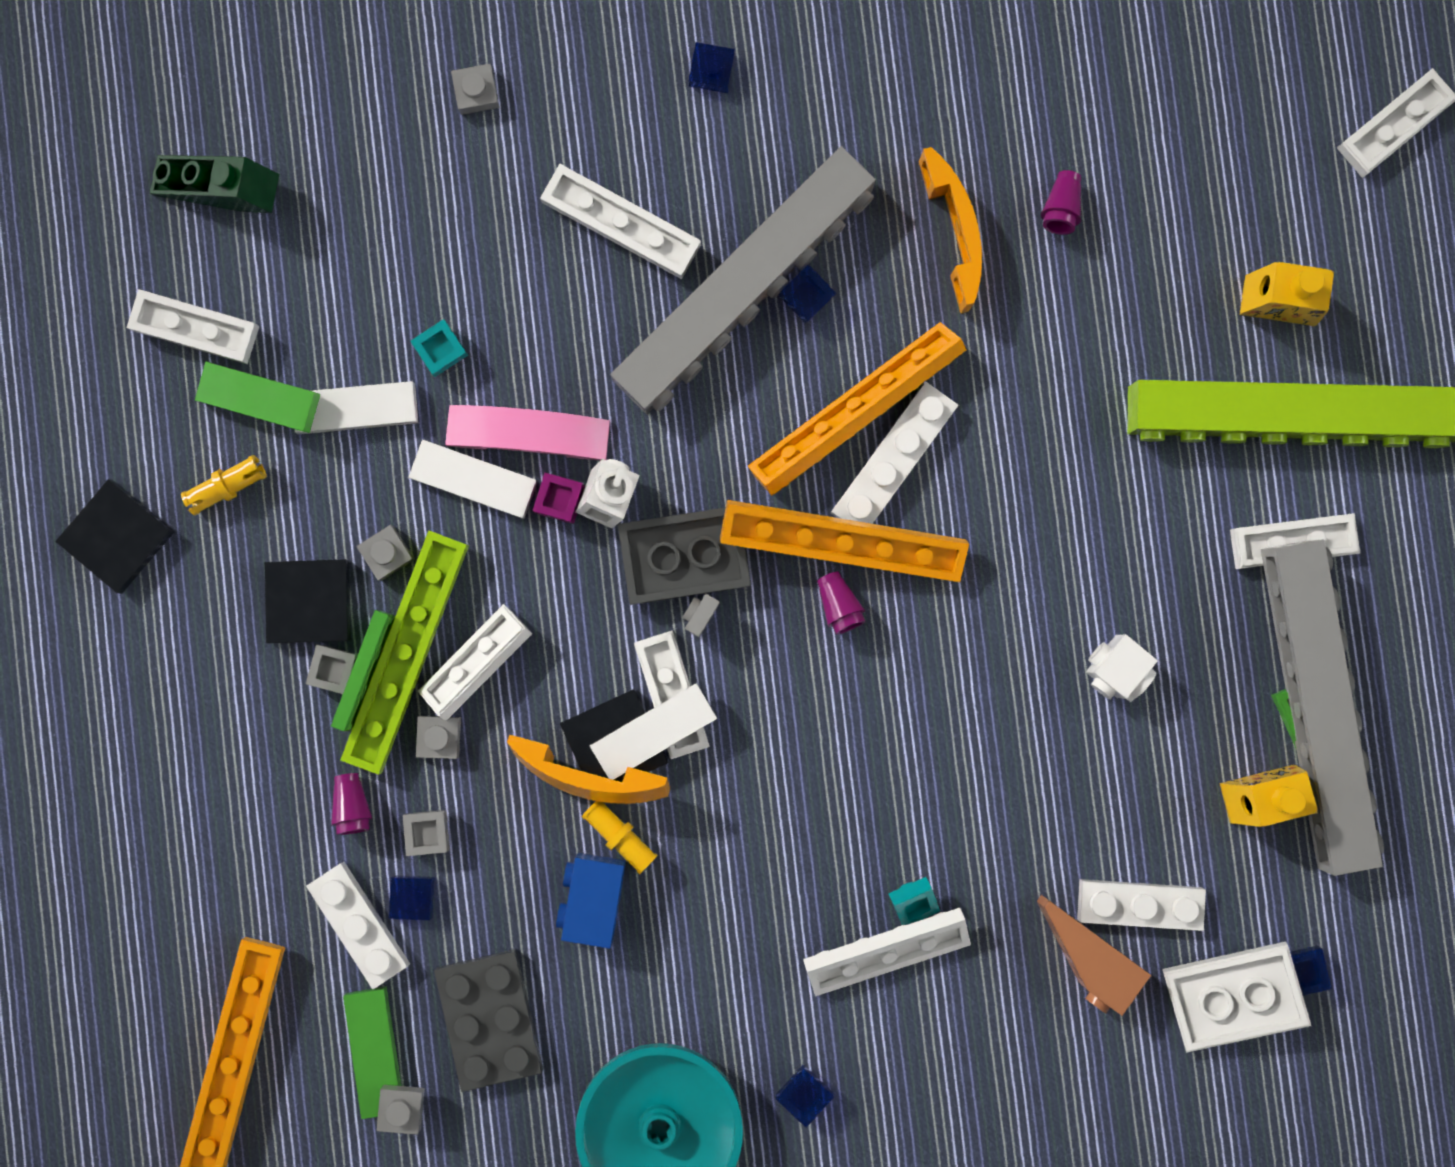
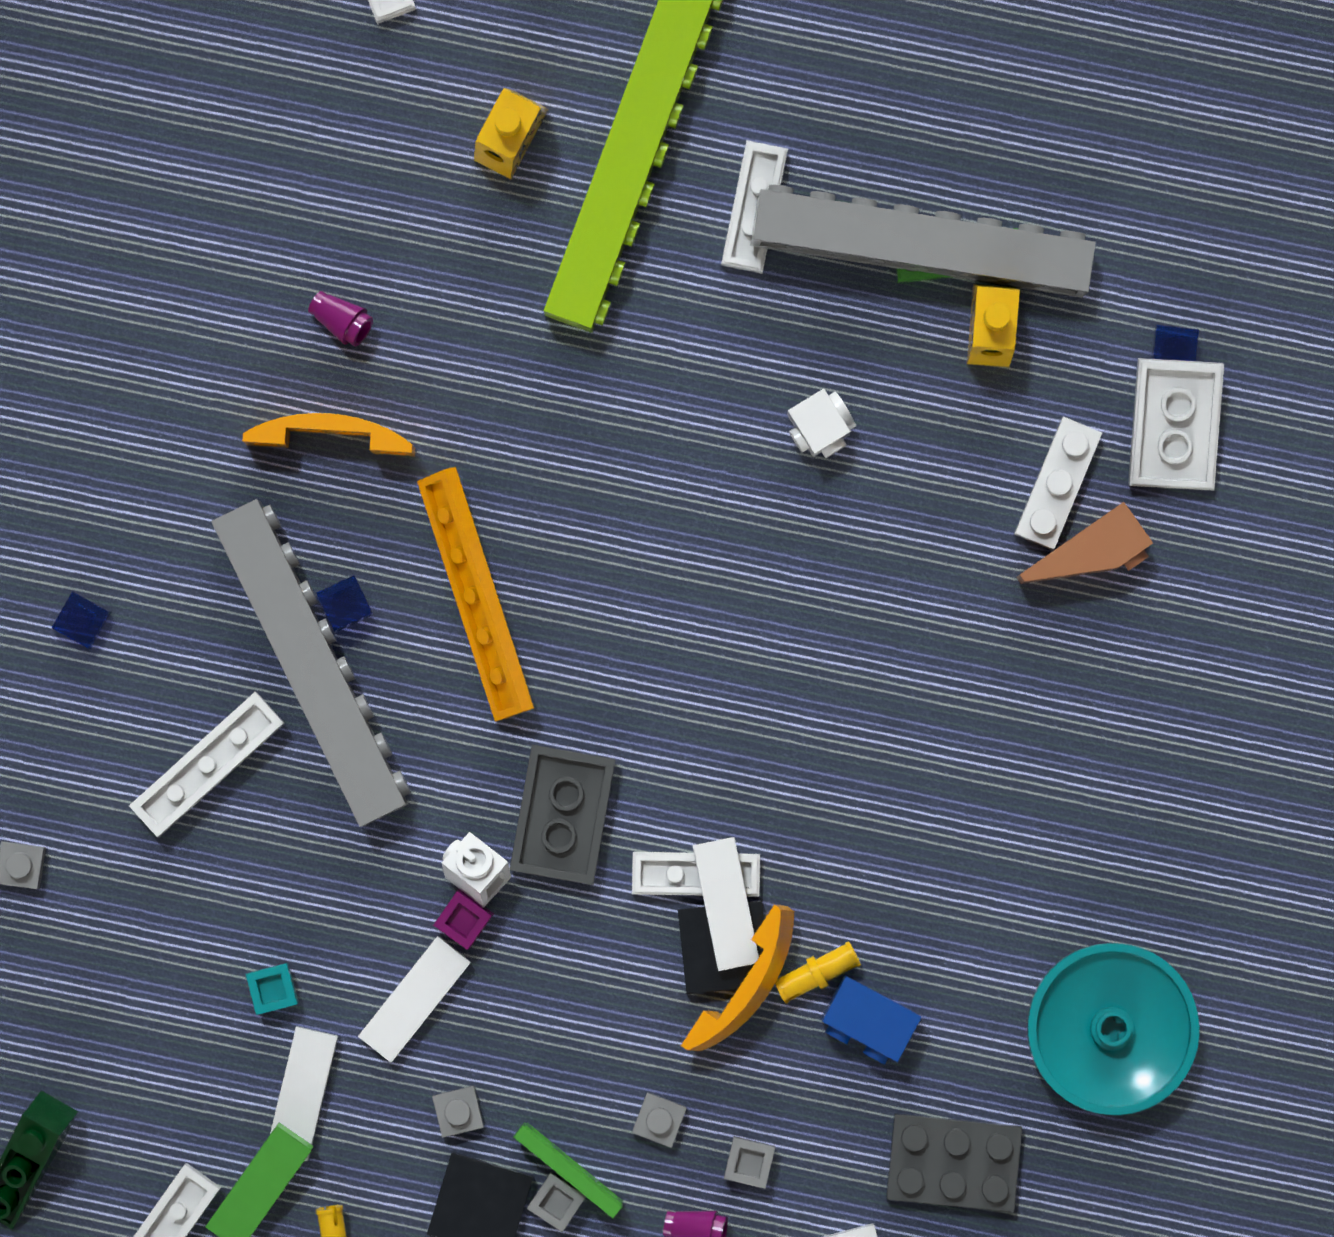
camera: 65 degrees left, 0 degrees up
(404, 653) = (564, 1124): lime plate -> none
(411, 897) = (808, 1199): clear blue plate -> none
(474, 662) = (597, 1058): white tile -> none
(527, 431) = (385, 929): bright pink slope -> none
(700, 613) = (626, 819): light grey plate -> none
(804, 1096) = (1130, 876): clear blue plate -> none
(840, 604) = (663, 677): magenta cone -> none
(843, 541) = (602, 653): light orange plate -> none
(887, 951) = (1018, 748): white plate -> none
(896, 456) = (537, 573): white plate -> none
(914, 901) = (979, 705): teal plate -> none

